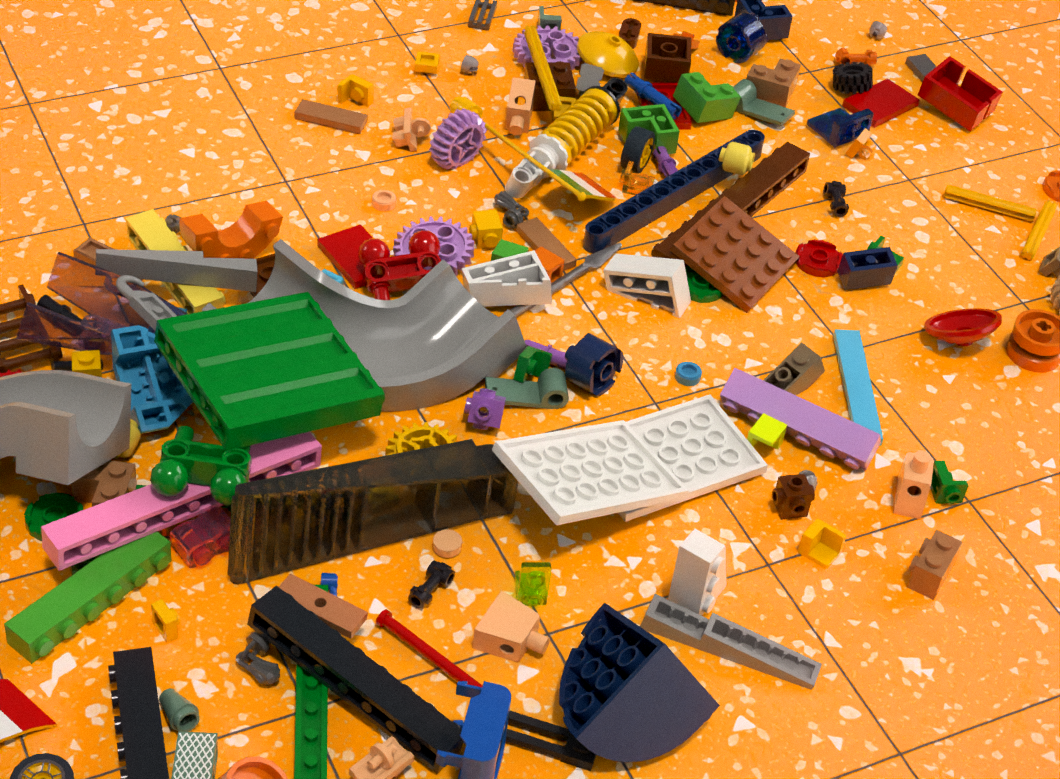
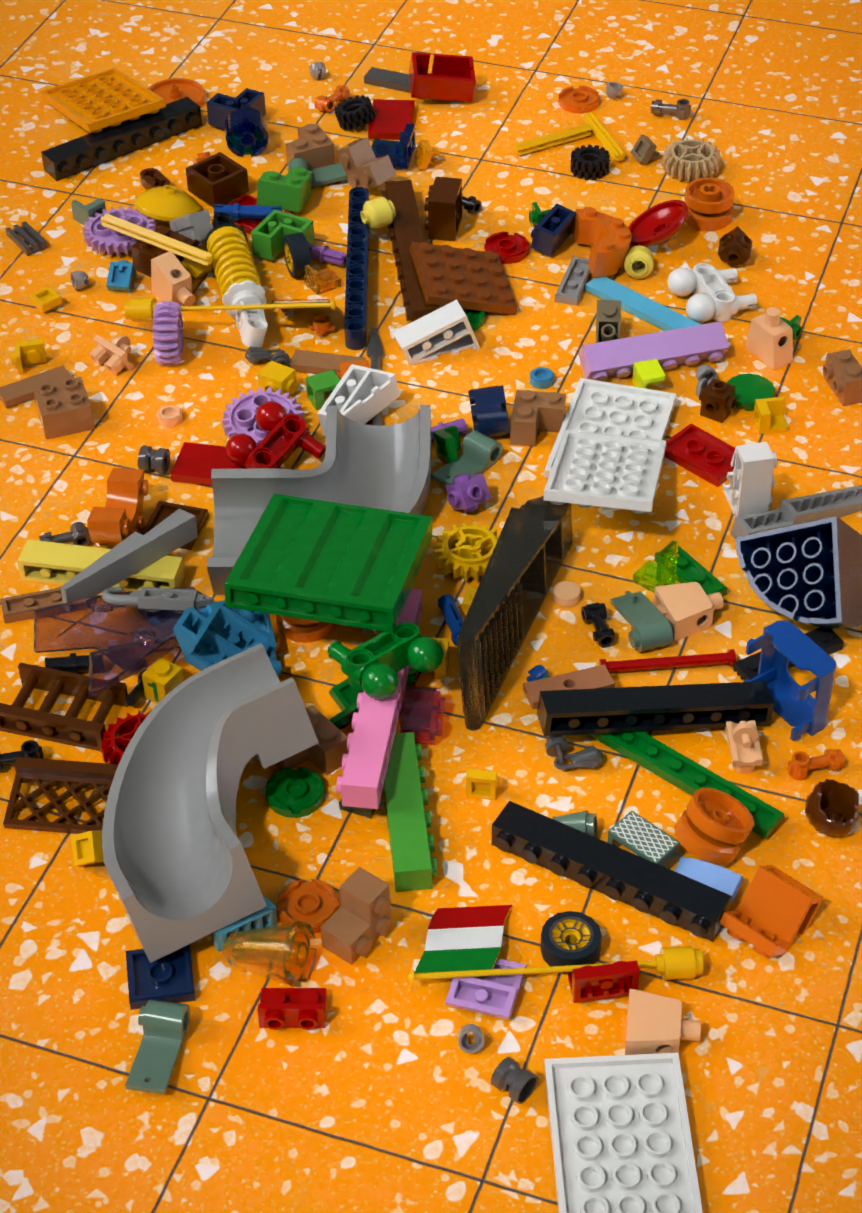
camera: 40 degrees left, 0 degrees up
(318, 142) = (63, 408): none -> medium nougat brick
(321, 220) = (154, 459): none -> dark grey wheel
(459, 613) = (648, 625): none -> sand green door
(498, 80) = (120, 276): none -> dark azure bracket
(563, 608) = (691, 571): none -> green tile
(585, 213) = (322, 324): none -> orange plate
(627, 391) = (535, 412): none -> medium nougat brick
(727, 522) = (701, 454): none -> red tile
(786, 117) = (362, 166): none -> medium nougat brick
(802, 192) = (444, 208): none -> reddish brown brick
(822, 470) = (702, 372): none -> light grey hinge
(840, 510) = (750, 388): none -> green tile
(842, 318) = (573, 282): none -> light grey tile
(898, 315) = (607, 237): none -> orange brick
(904, 343) = (639, 262): none -> light yellow head
(923, 423) = (711, 292): none -> white piece
(991, 240) = (590, 162): none -> black tyre
(1005, 390) = (735, 247): none -> reddish brown brick

